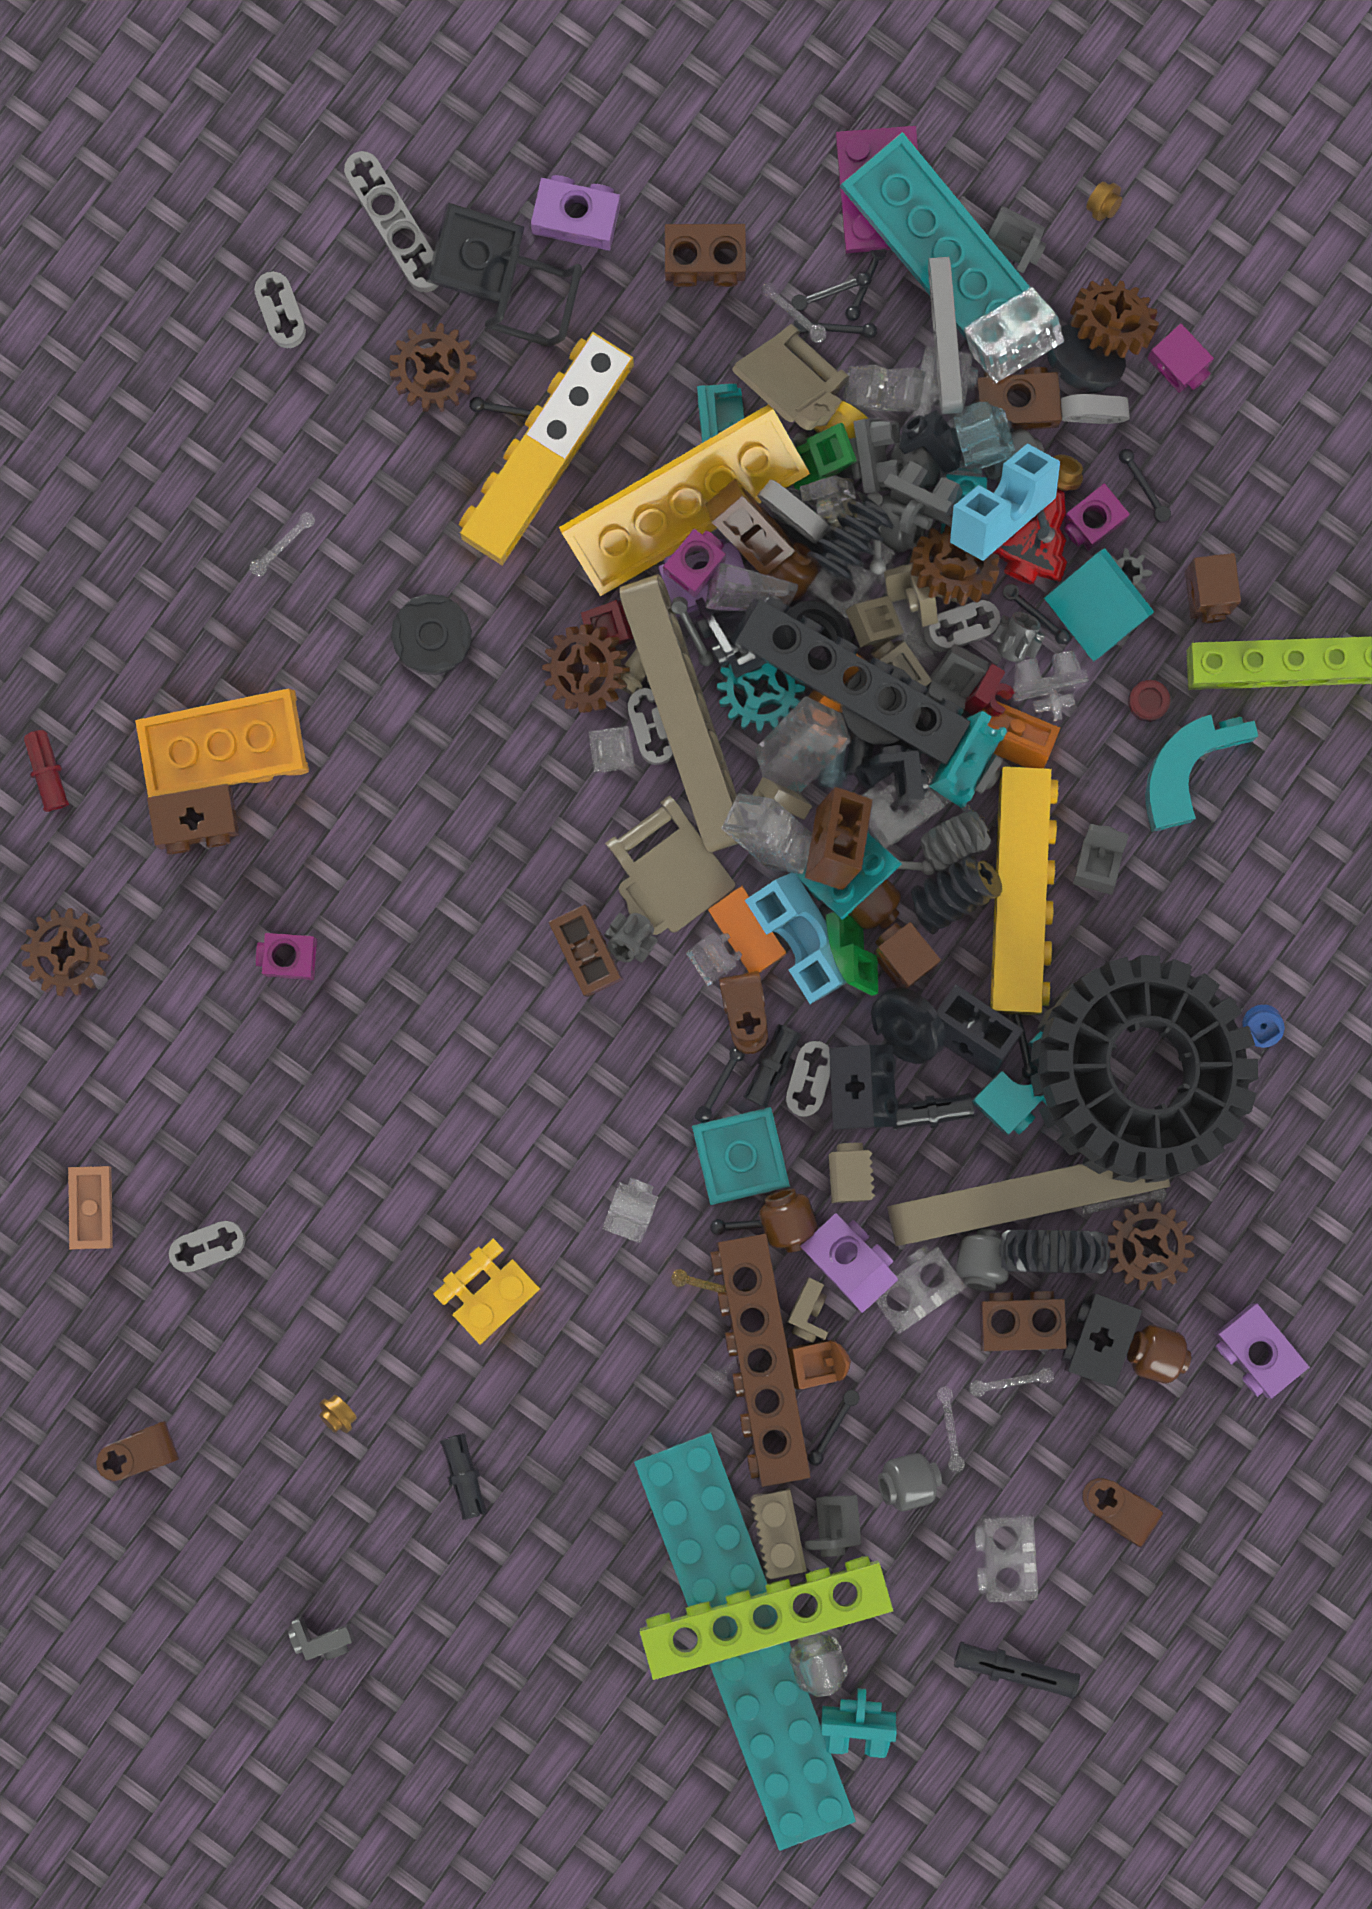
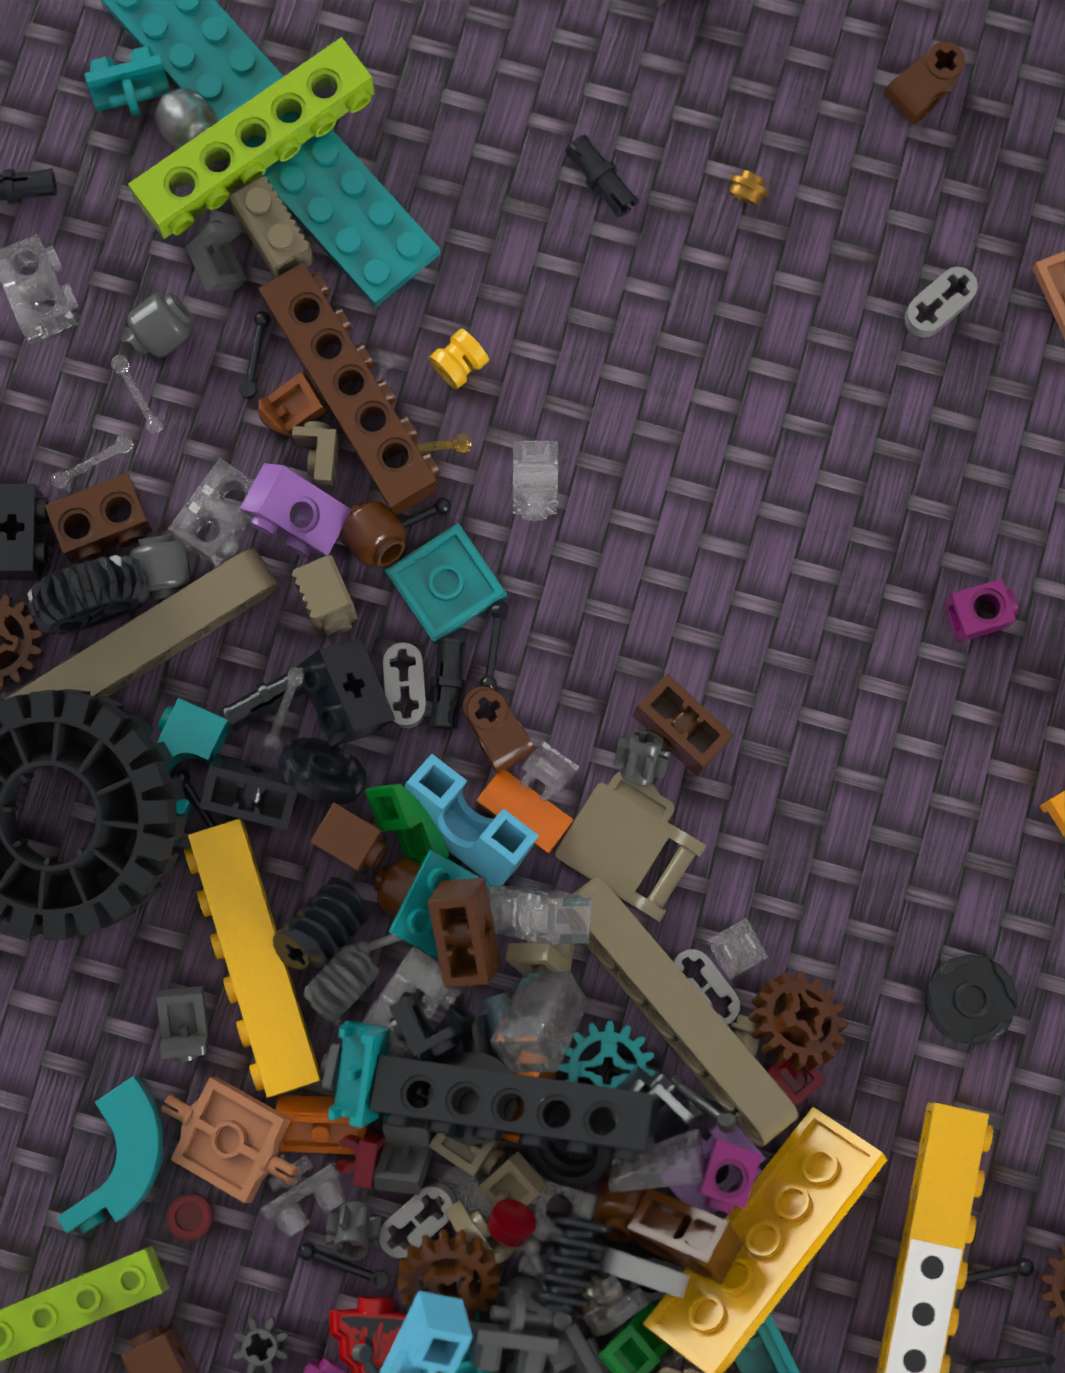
camera: 155 degrees right, 5 degrees down
(495, 1300) = (637, 351): yellow plate -> none
(655, 1351) = (458, 359): none -> yellow wheel
(887, 590) = (511, 1223): none -> dark red tile
(902, 1113) = (295, 678): none -> clear hinge
(1093, 747) = (230, 1139): none -> nougat plate
(1099, 604) = (278, 1299): teal tile -> none

